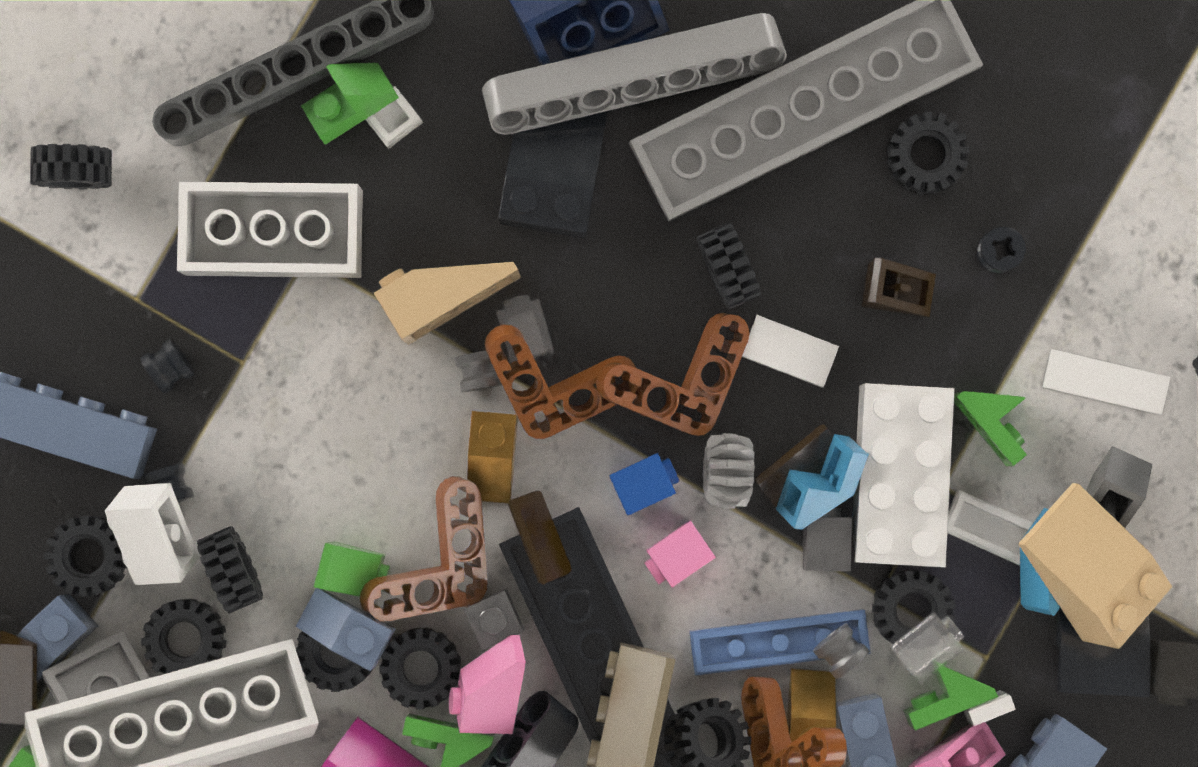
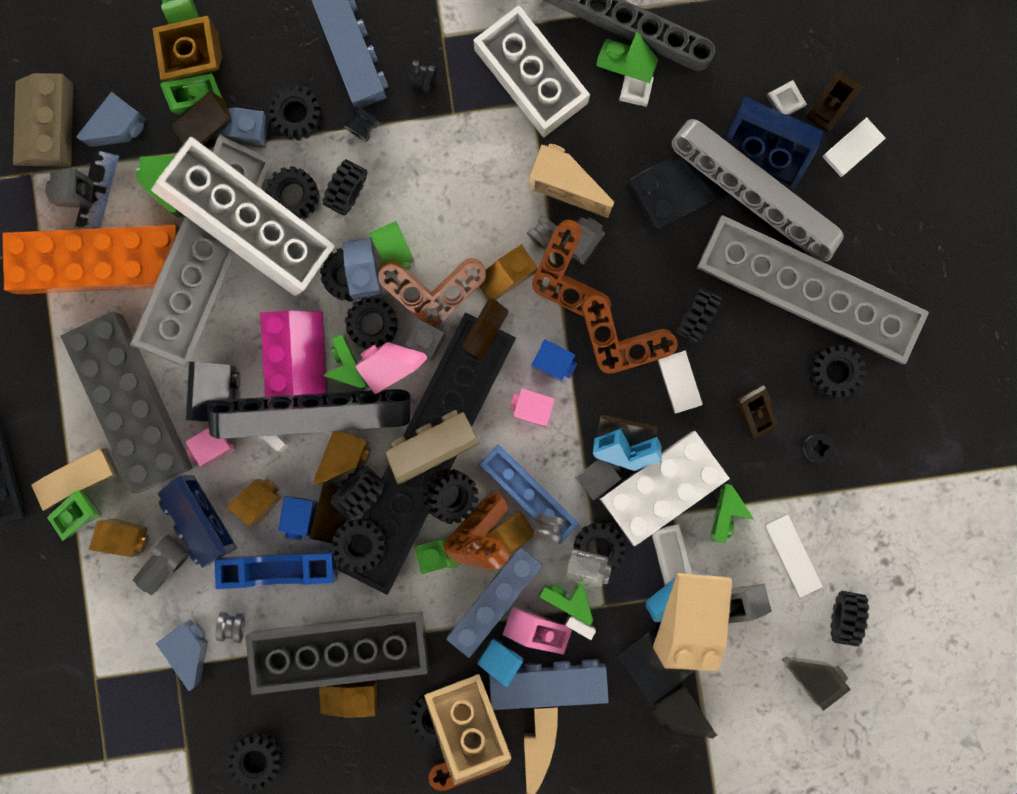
camera: 55 degrees right, 0 degrees up
(152, 534) = (331, 133): white brick -> none
(728, 471) = (595, 398): light grey gear -> none

